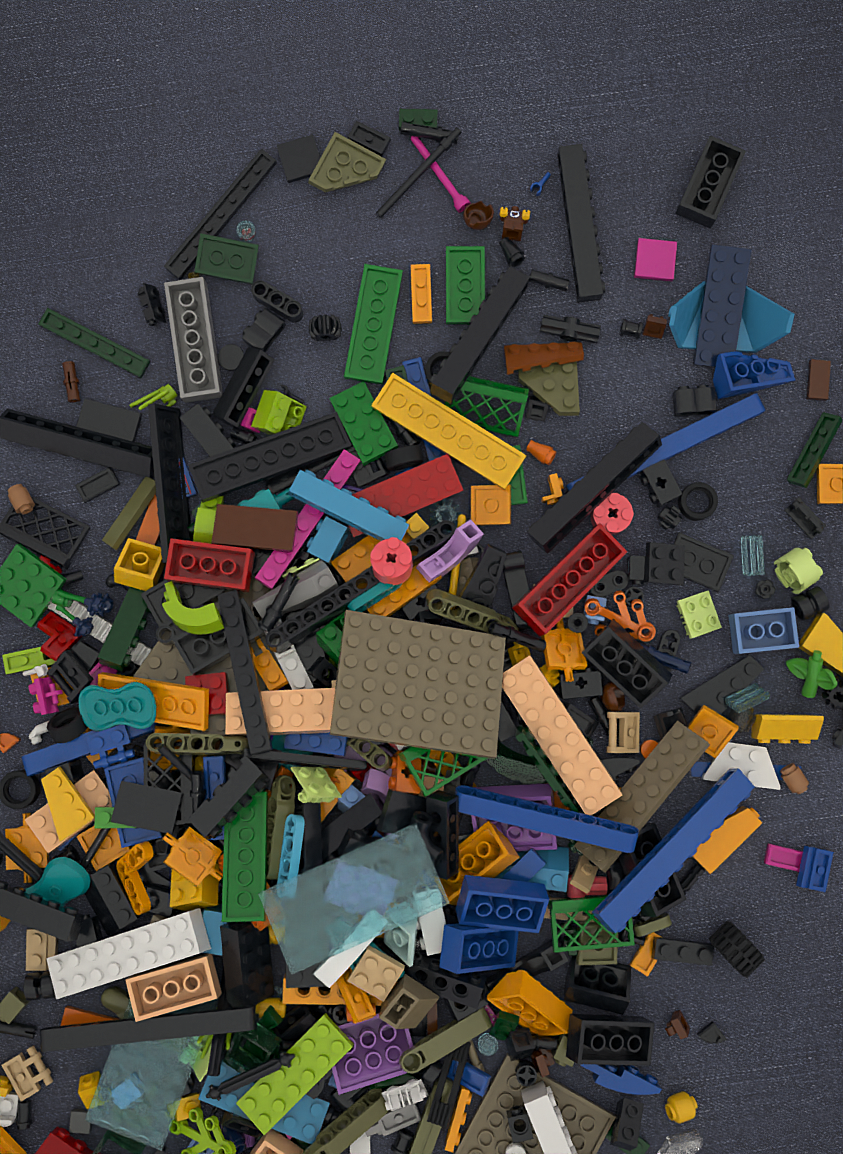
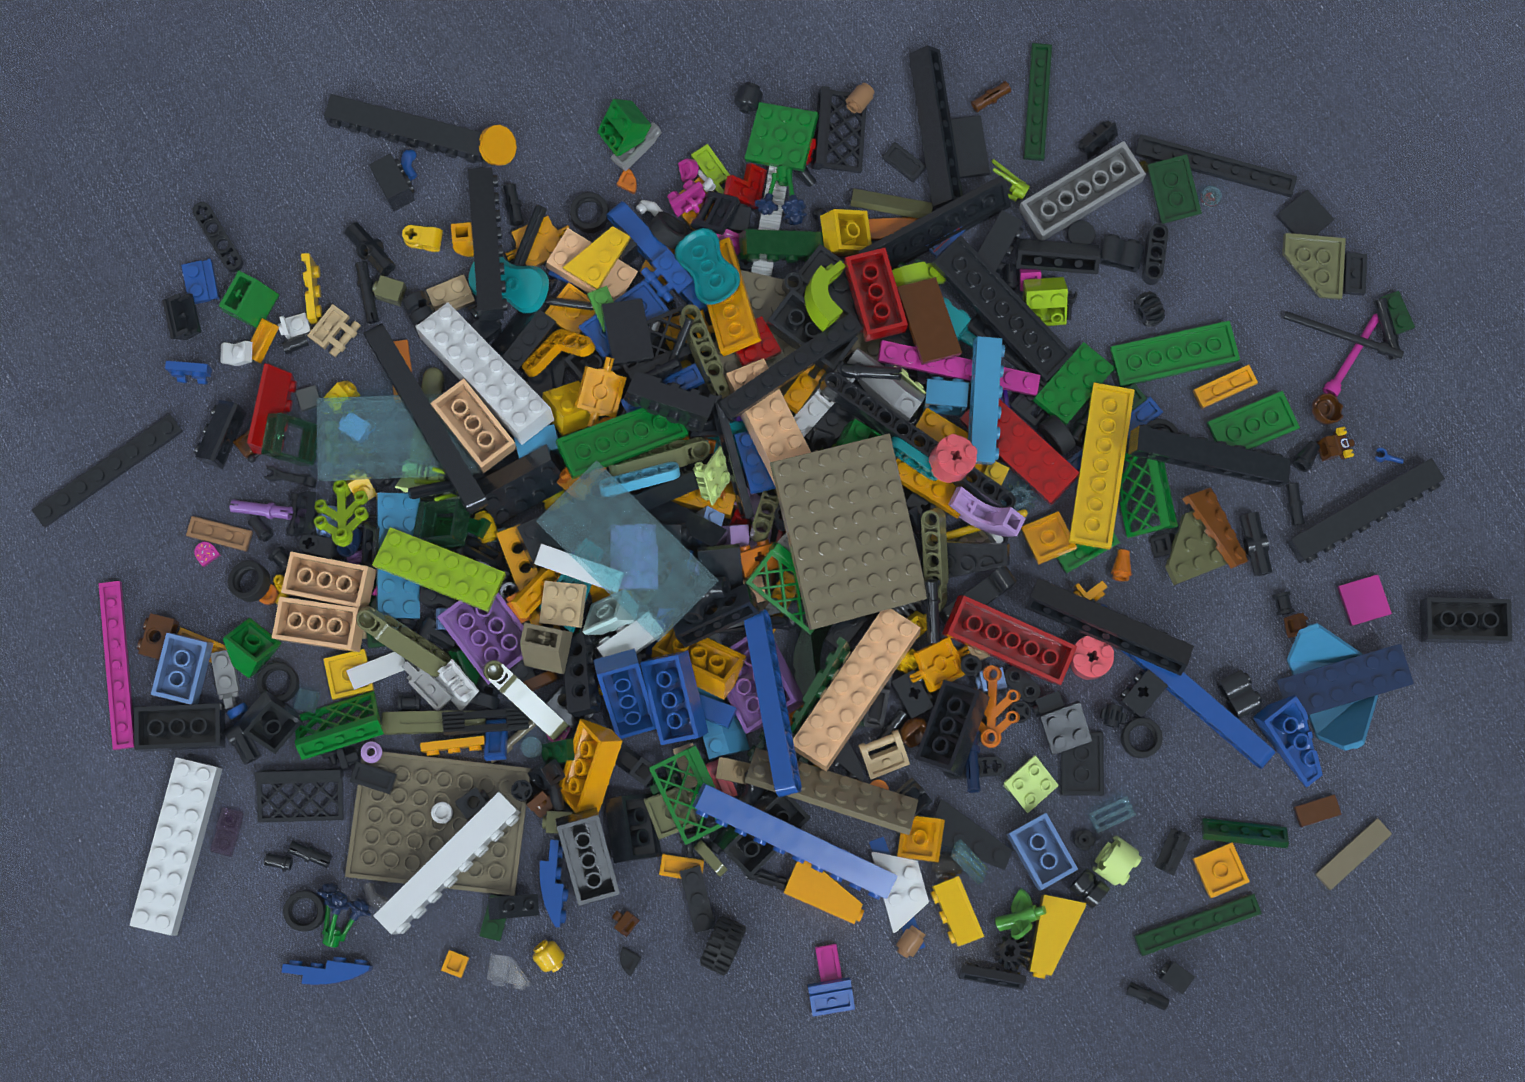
camera: 60 degrees right, 5 degrees down
(18, 681) = (688, 169): none -> dark pink tile
(250, 1075) = (421, 528): black wheel -> none

